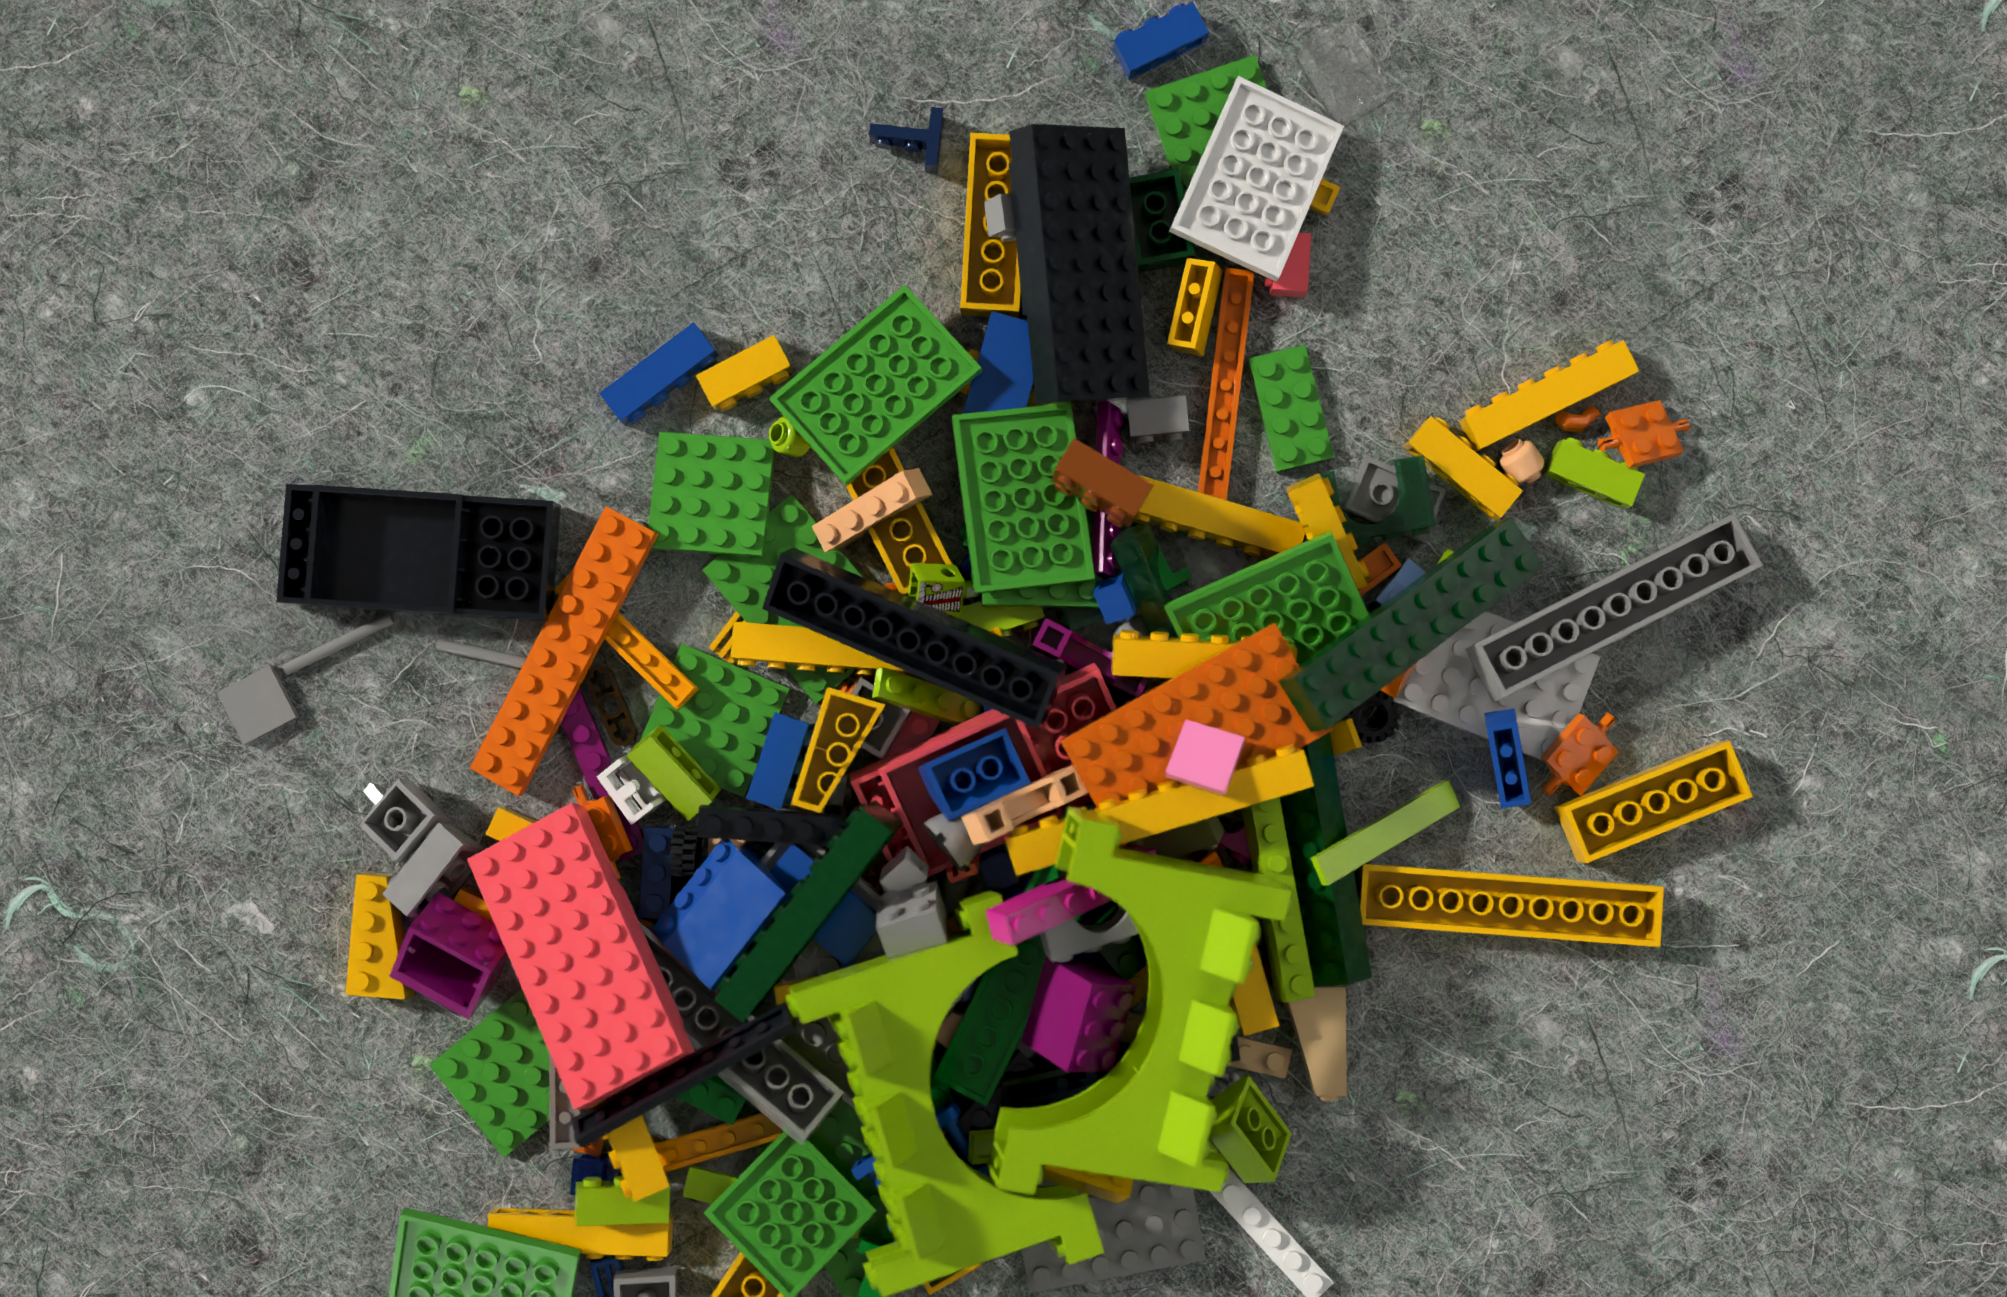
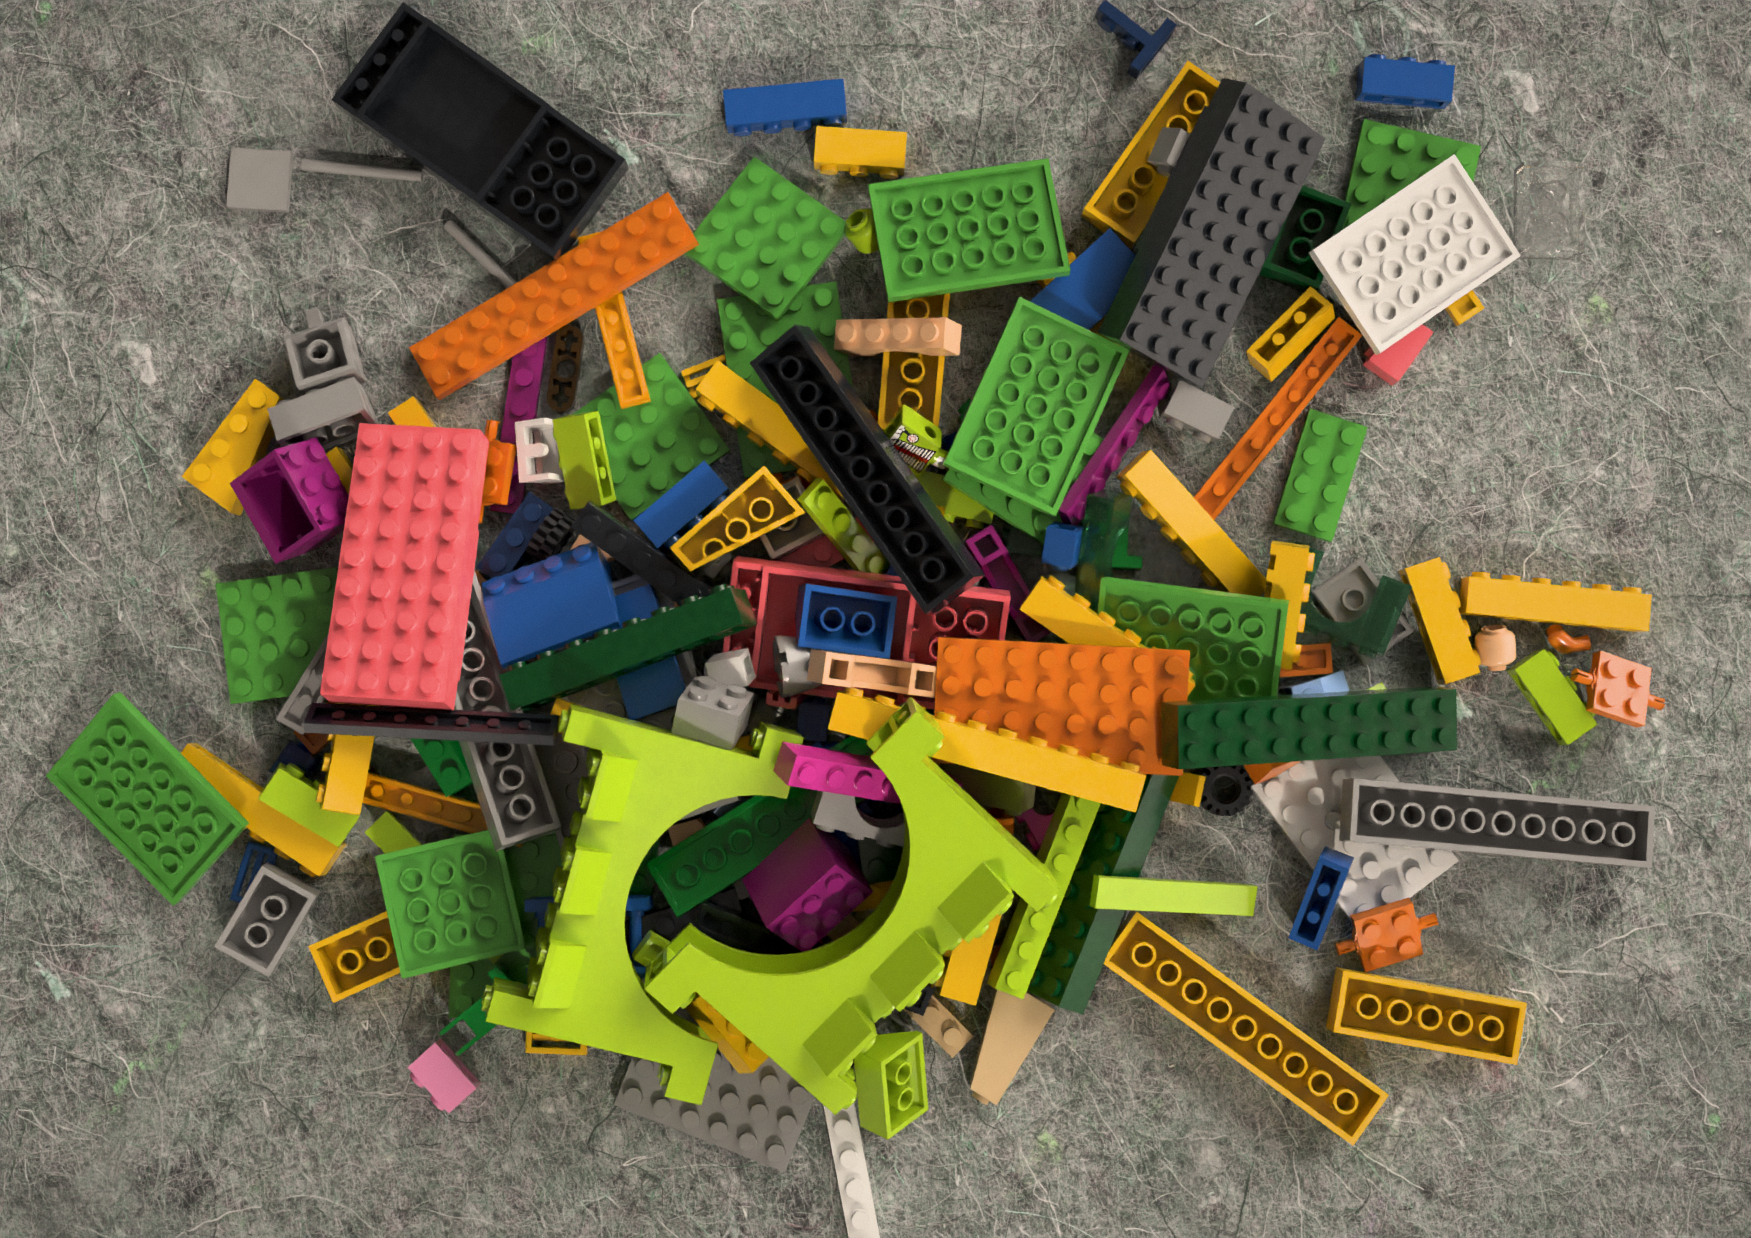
camera: 25 degrees right, 0 degrees up
(1100, 484) = (1112, 435): dark orange brick -> none
(1205, 757) = (1056, 728): bright pink tile -> none

